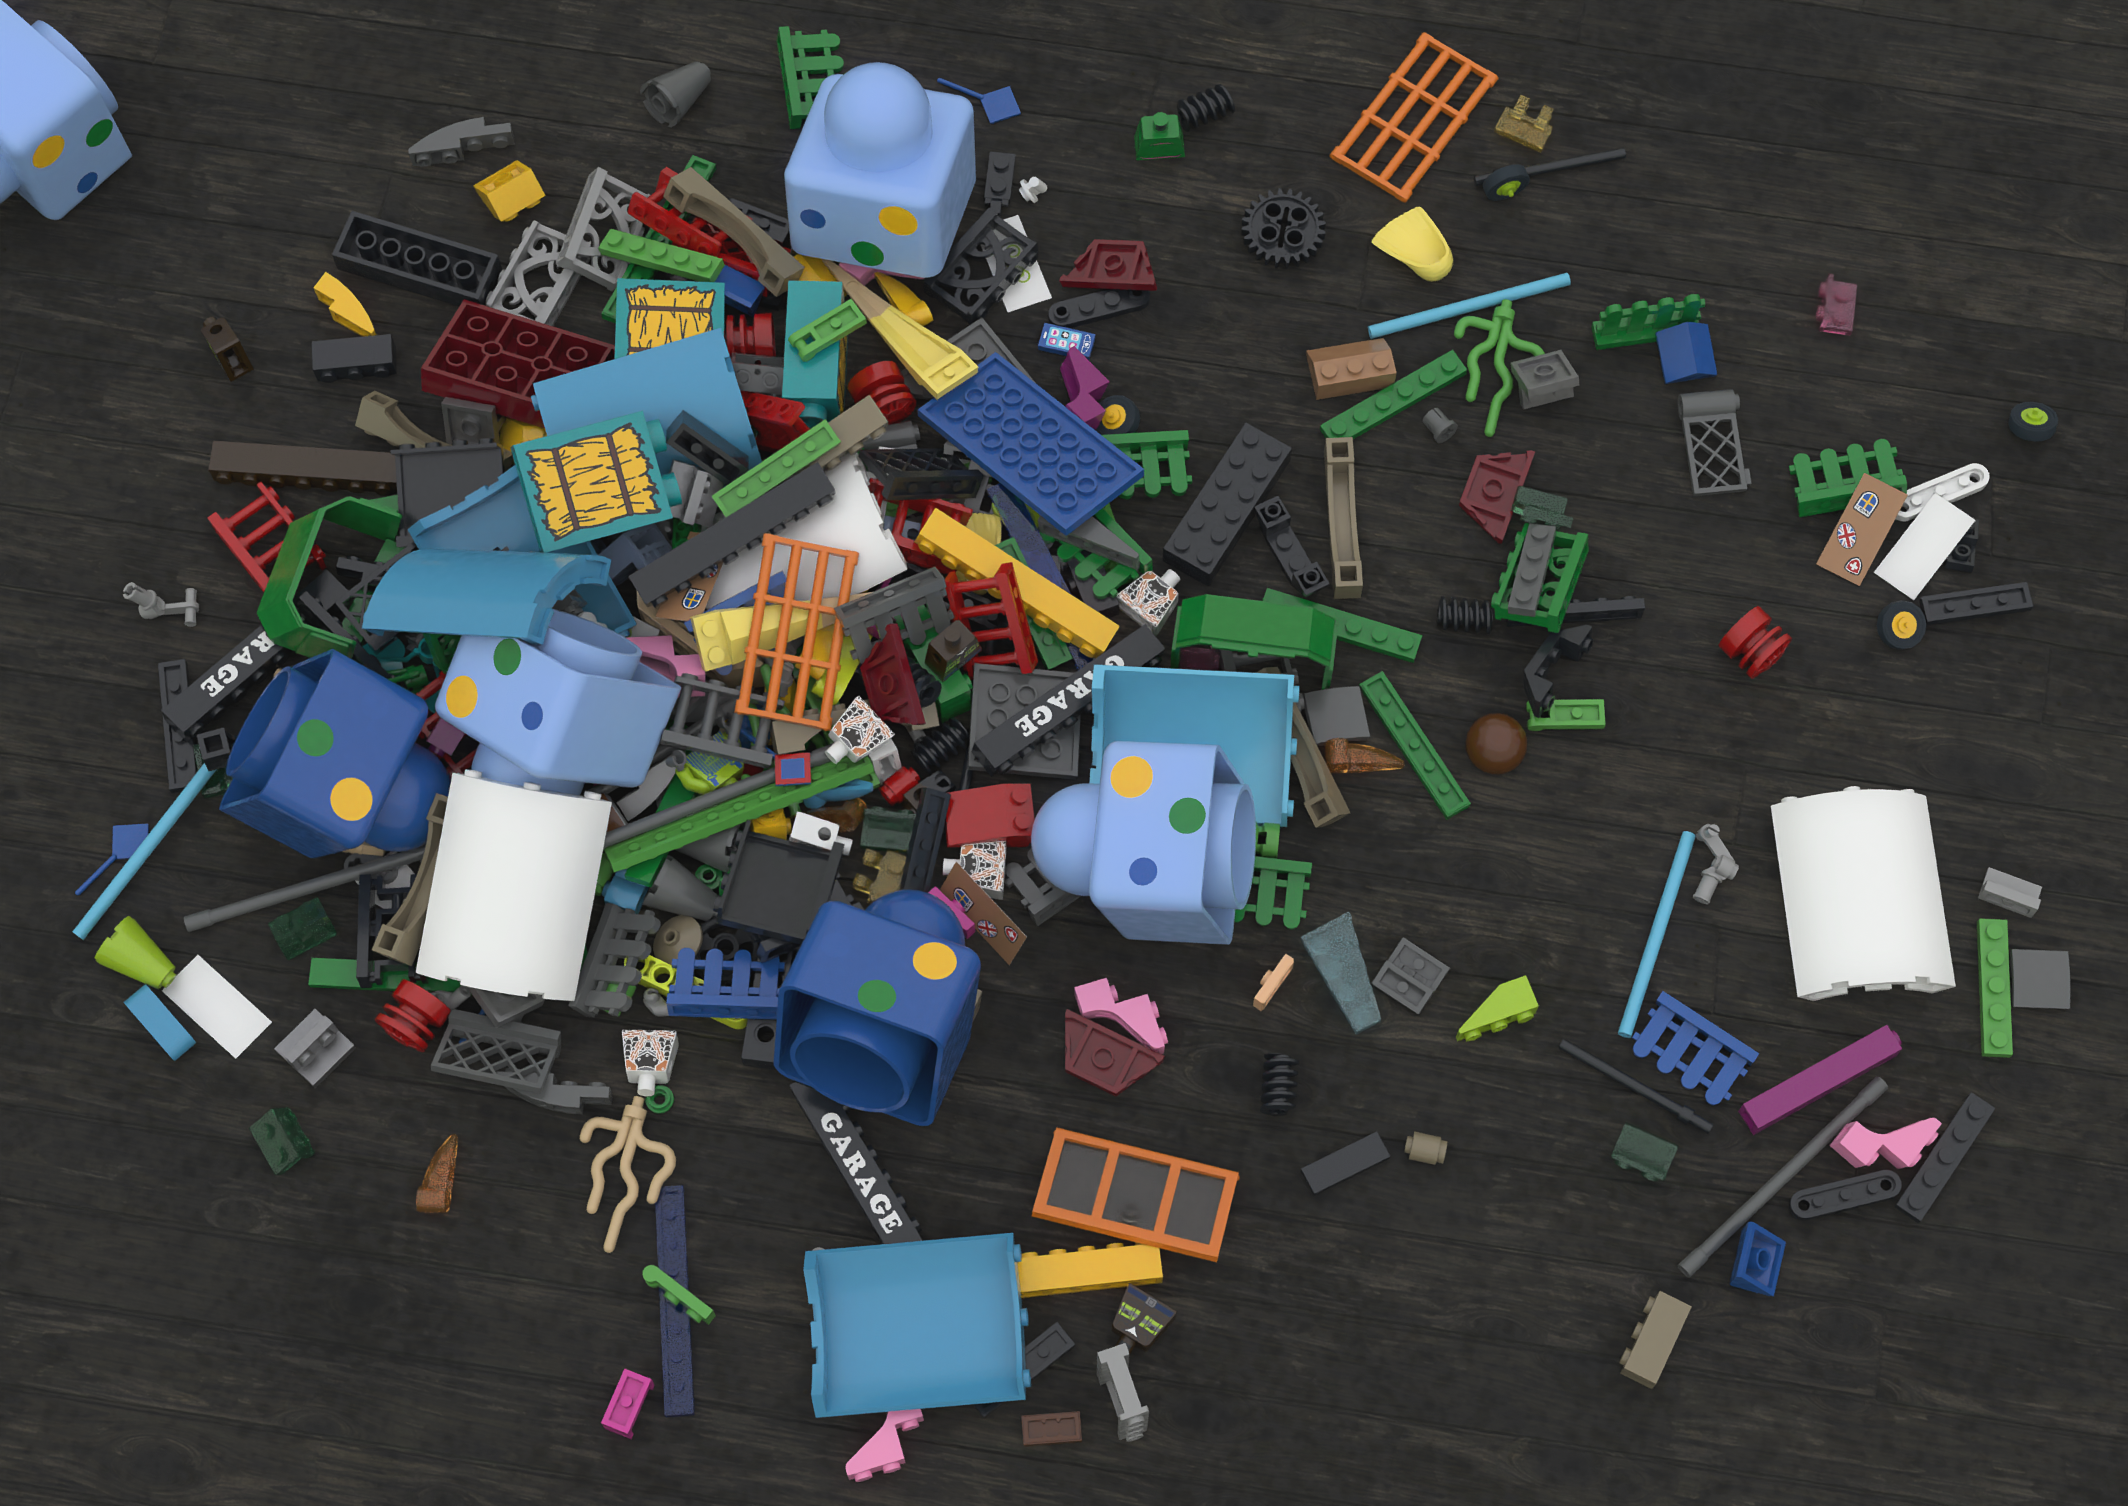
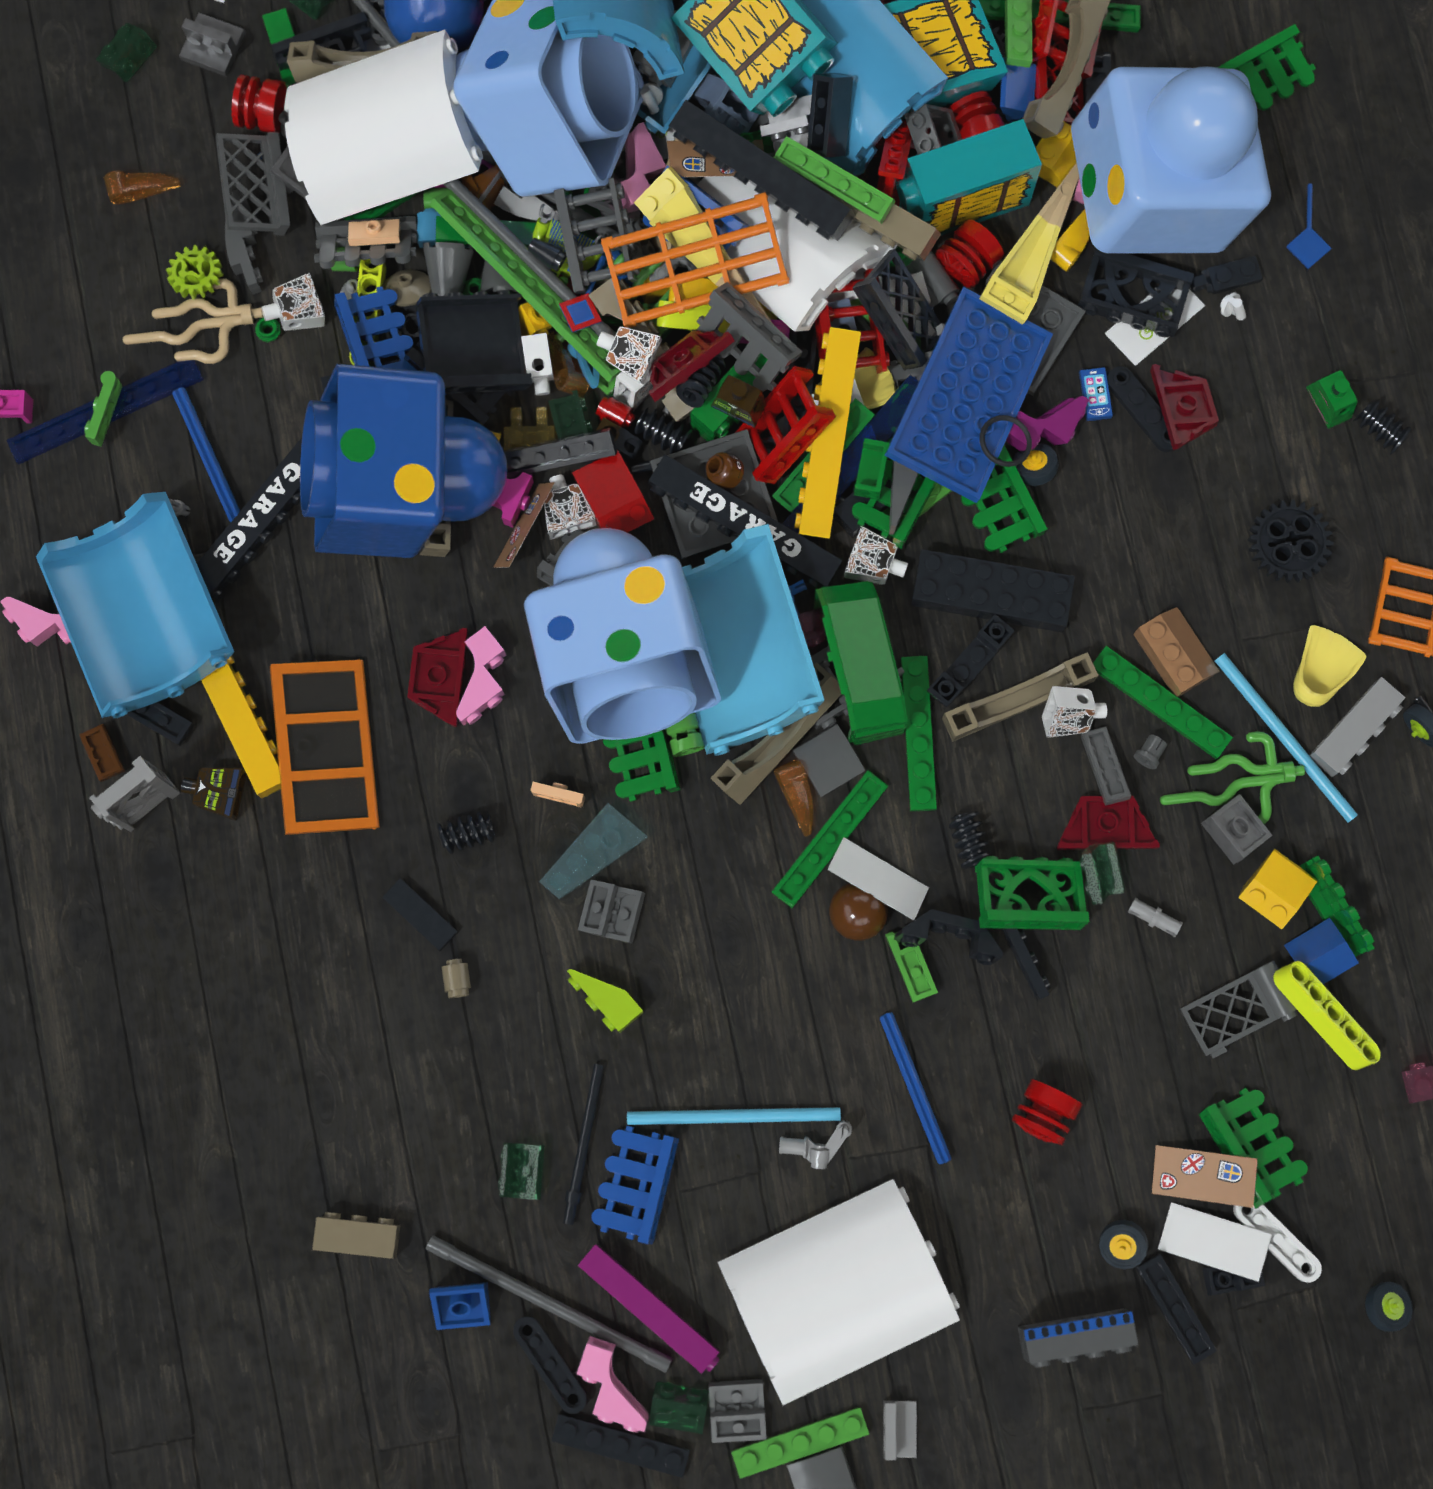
camera: 70 degrees right, 10 degrees up
(553, 1149) = (199, 263): none -> lime gear
(610, 946) = (374, 232): none -> light nougat plate
(719, 775) = (548, 254): none -> black cone
(771, 1209) = (206, 453): none -> blue axle
(827, 329) = (986, 169): bright green plate -> none
(1011, 695) = (725, 470): none -> reddish brown head
(1068, 558) = (871, 469): none -> green panel
(1095, 446) = (1022, 427): none -> black tyre
(1375, 478) = (1070, 711): none -> white torso
(1438, 469) = (1105, 766): none -> dark grey plate
(1473, 711) = (878, 878): none -> white sticker
(1484, 240) = (1357, 727): none -> light grey brick
(1532, 570) = (1031, 882): dark grey plate -> none
(1600, 482) = (1155, 917): none -> light grey pin
(1614, 363) = (1277, 888): none -> yellow slope
(1687, 756) = (915, 1088): none -> blue axle
(1748, 367) = (1327, 1015): none -> neon yellow beam
(1926, 1086) = (678, 1407): none -> clear green bracket
(1946, 1034) = (737, 1411): none -> dark grey slope
(1976, 695) = (1077, 1336): none -> dark grey brick

